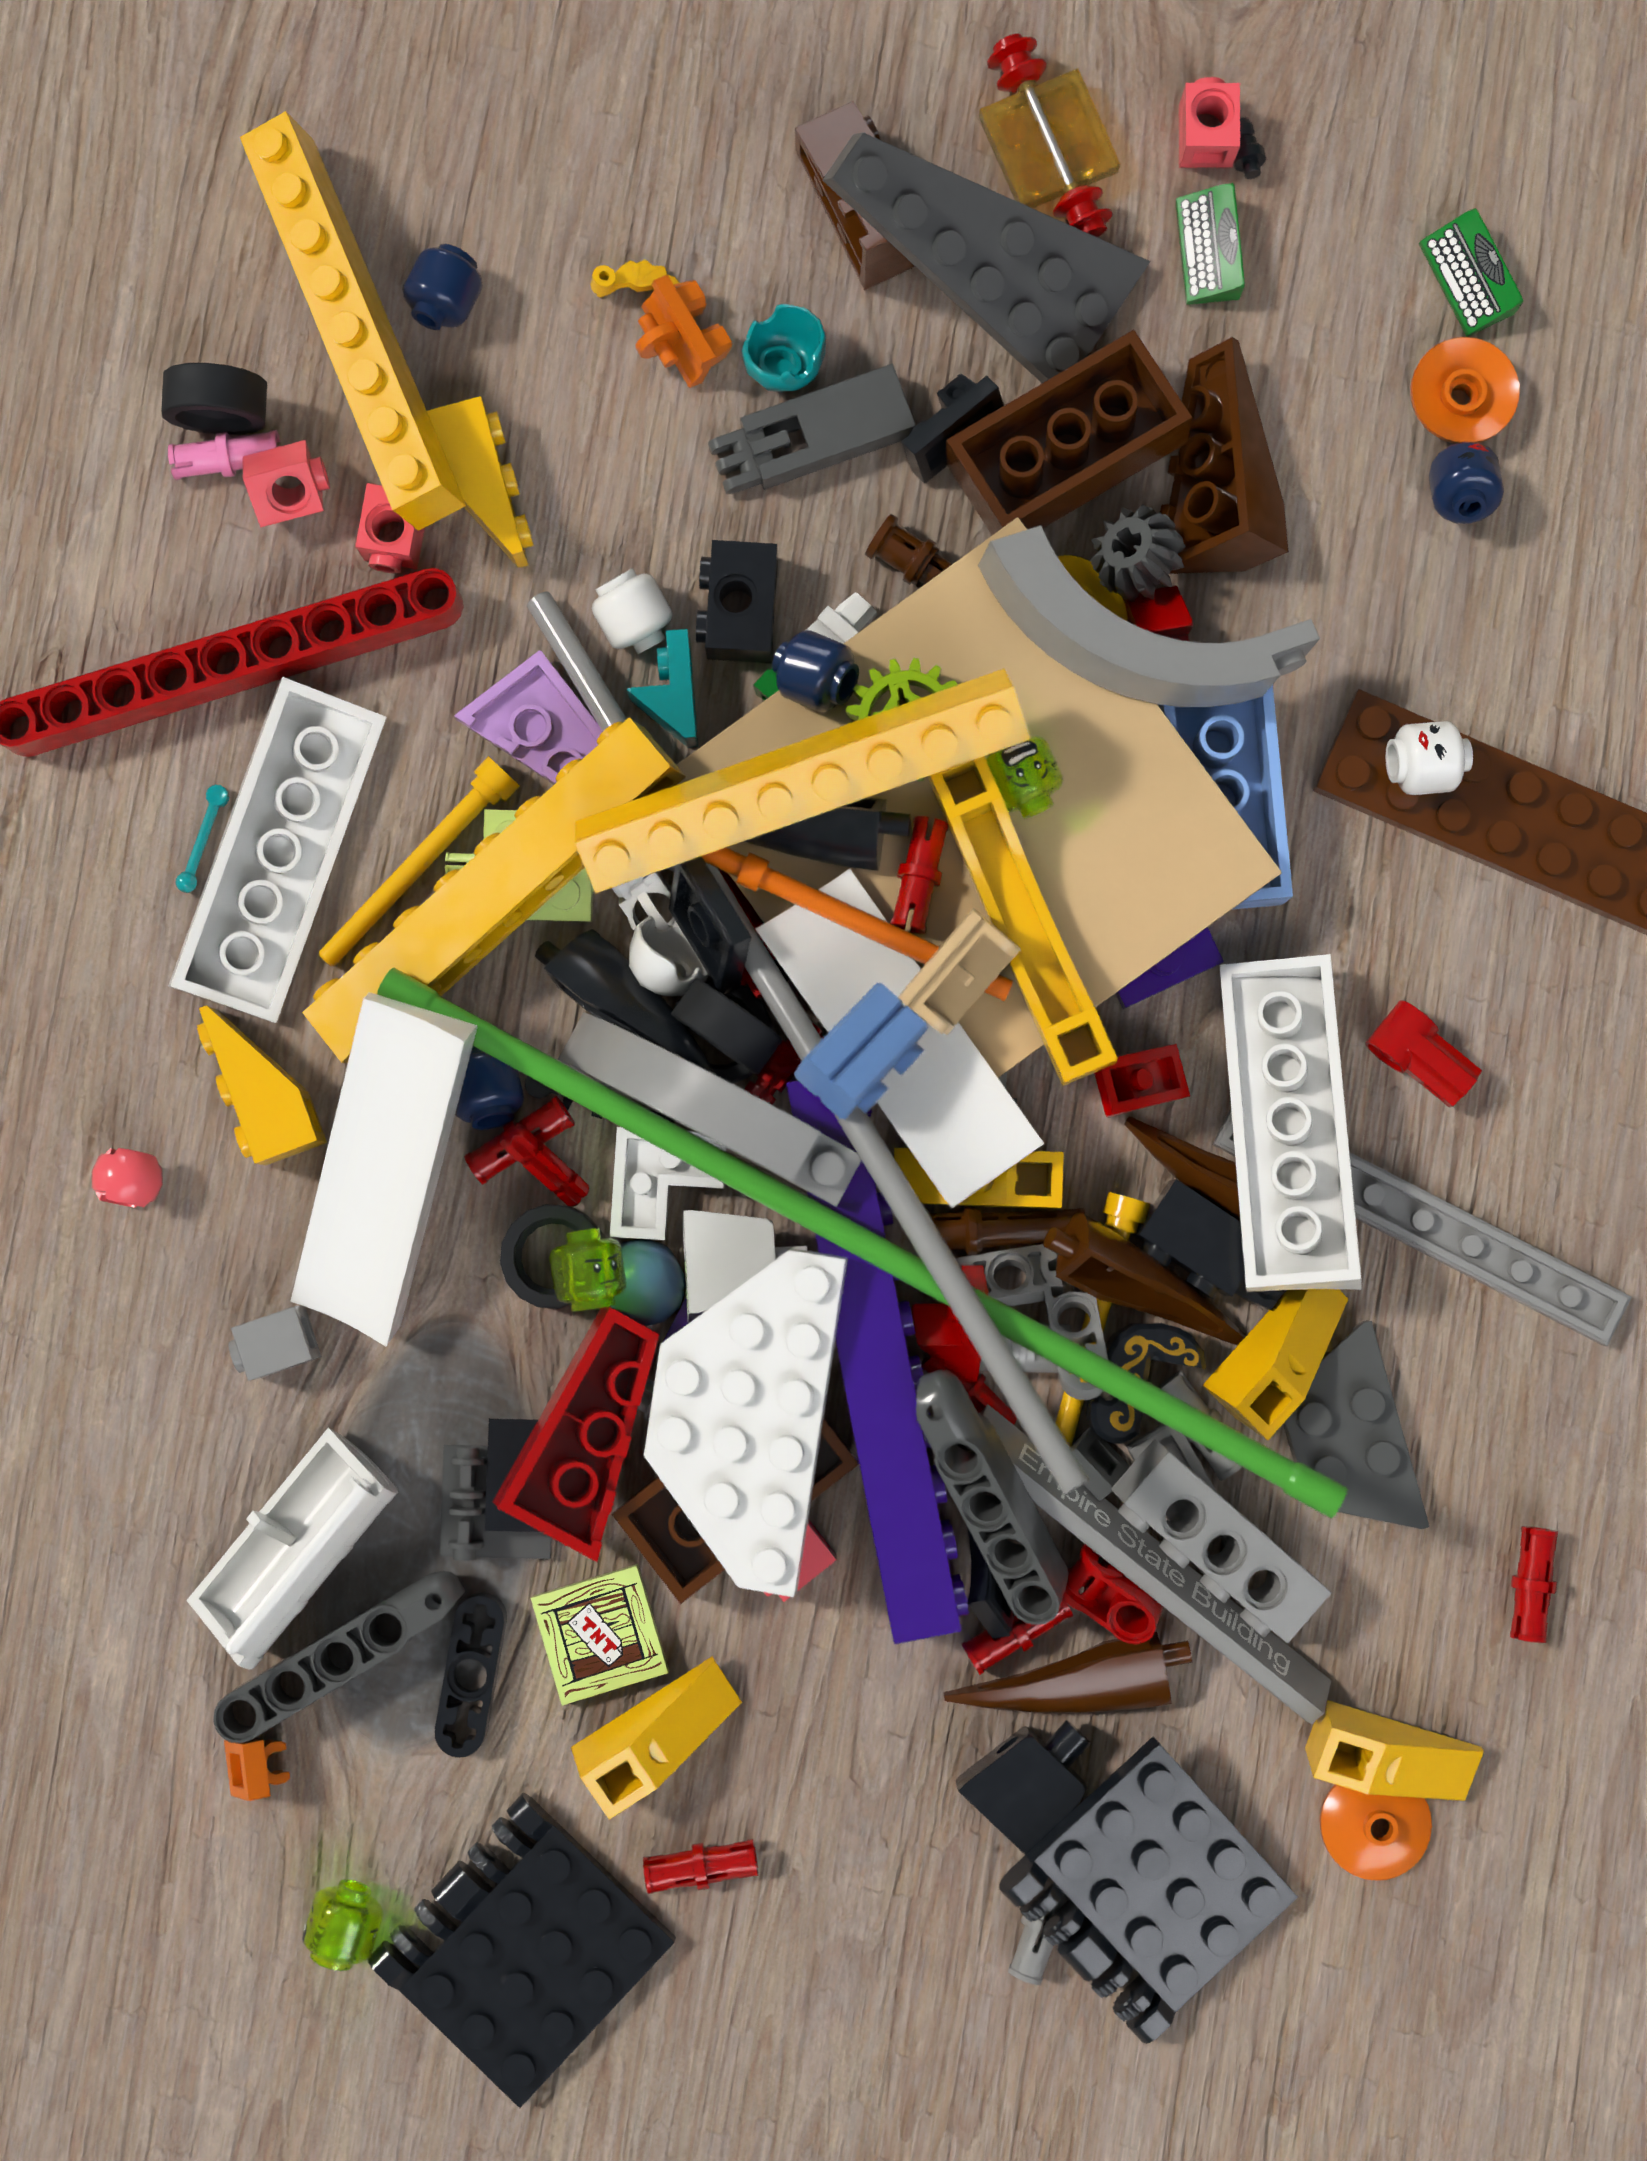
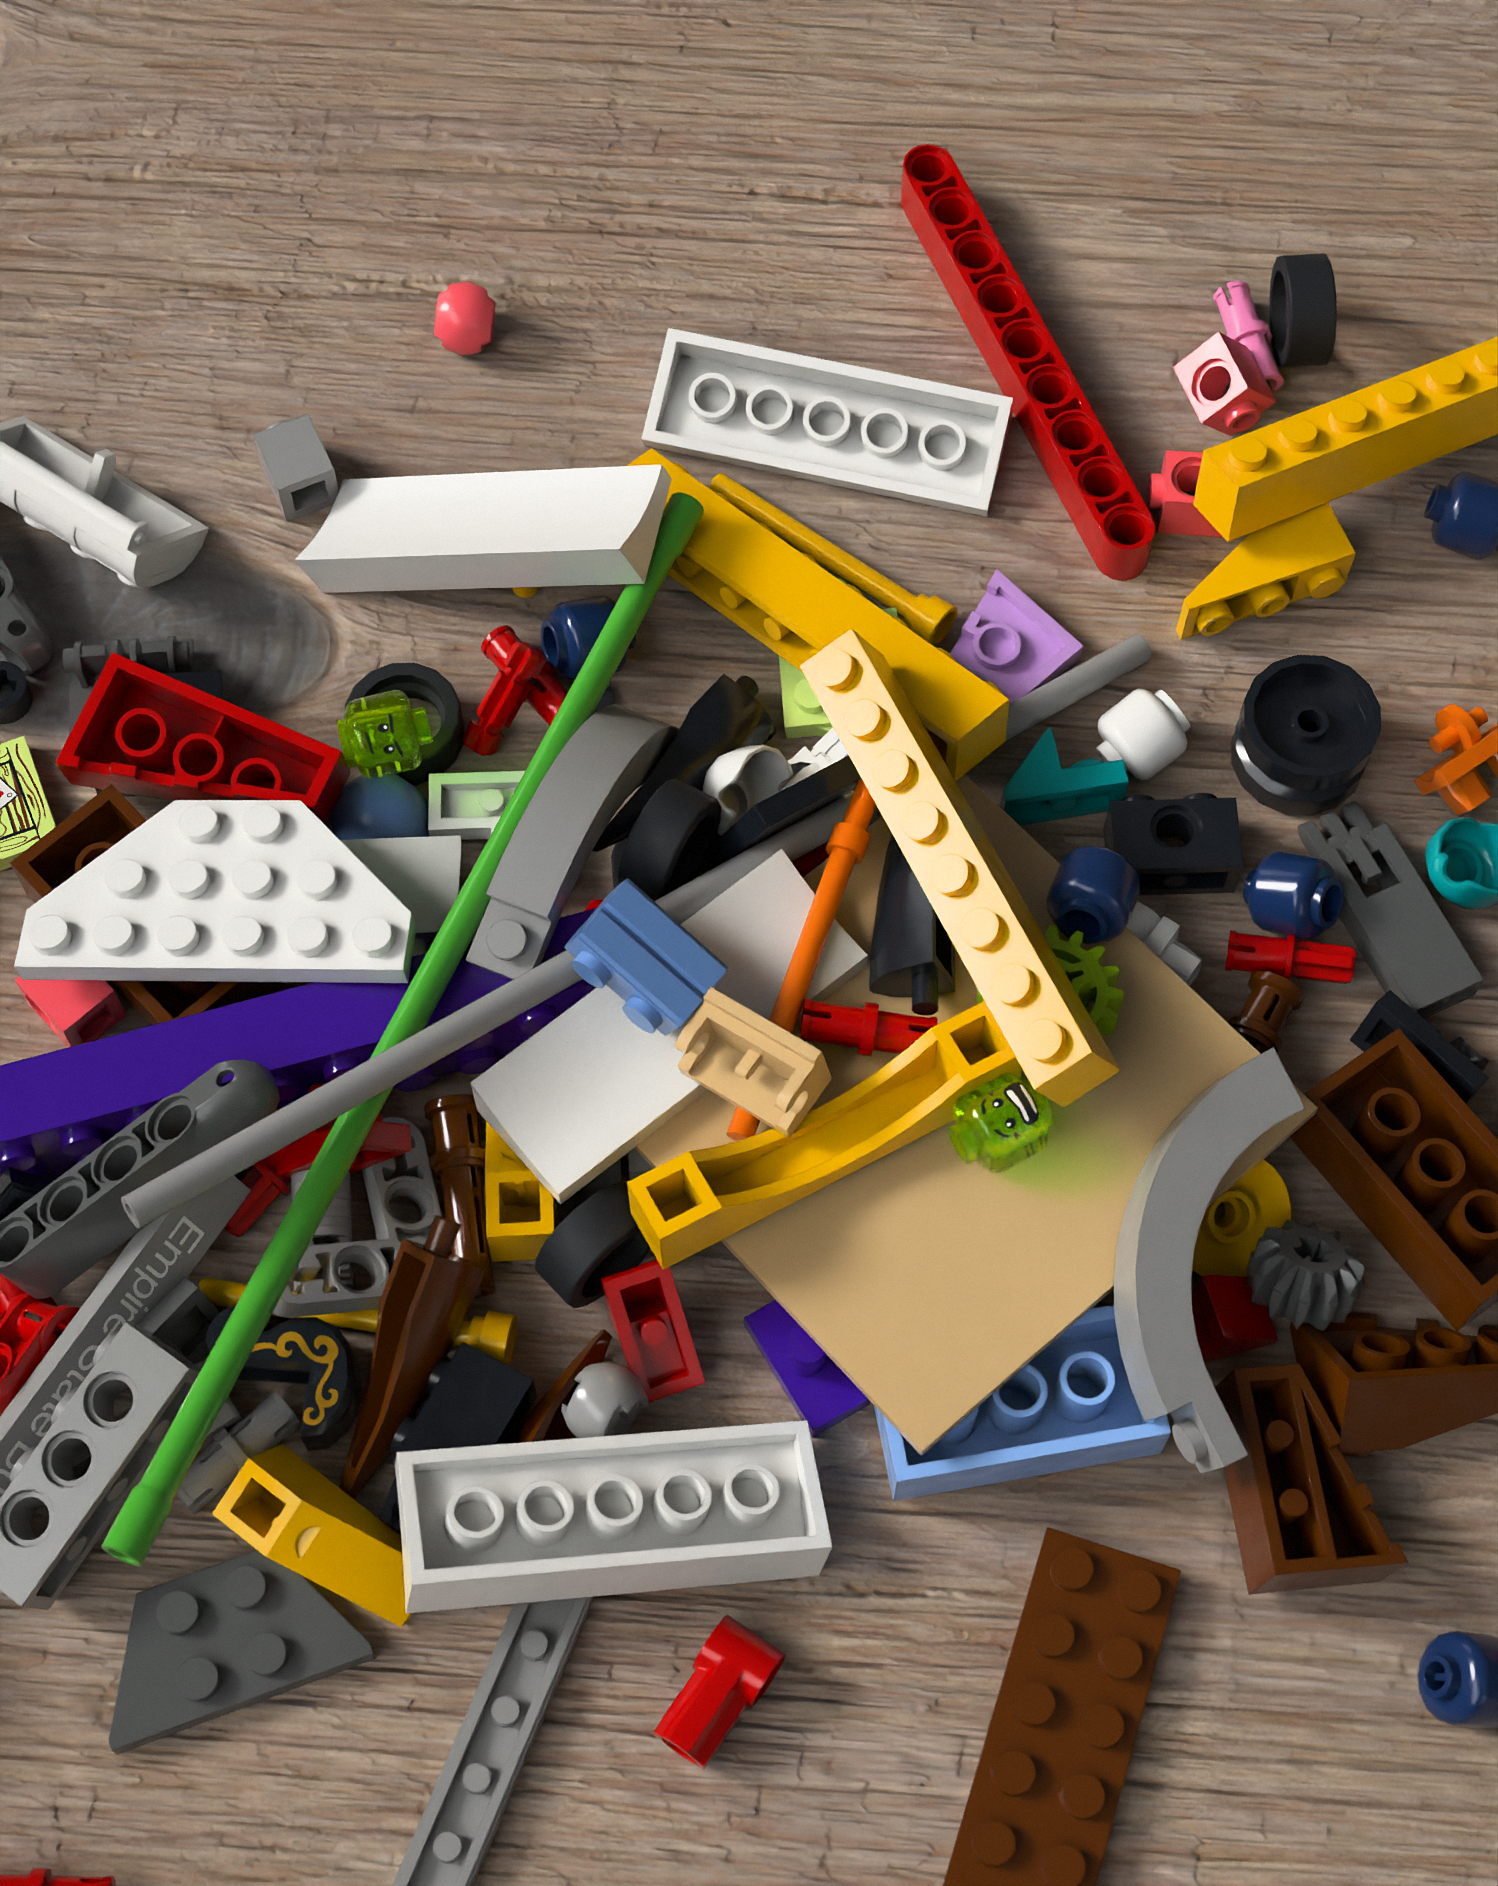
camera: 85 degrees right, 20 degrees down
(217, 798) = (788, 345): teal hinge -> none
(270, 1104) = (571, 422): yellow slope -> none
(625, 462) = (1305, 734): none -> black wheel
(801, 506) = (1293, 895): none -> dark blue head
(852, 520) = (1290, 957): none -> red axle
(1065, 1118) = (590, 1245): none -> black tyre
(1197, 1123) = (604, 1401): none -> light grey piece
(1332, 581) = (1294, 1495): none -> reddish brown wedge
(1428, 758) = (1098, 1645): white head -> none

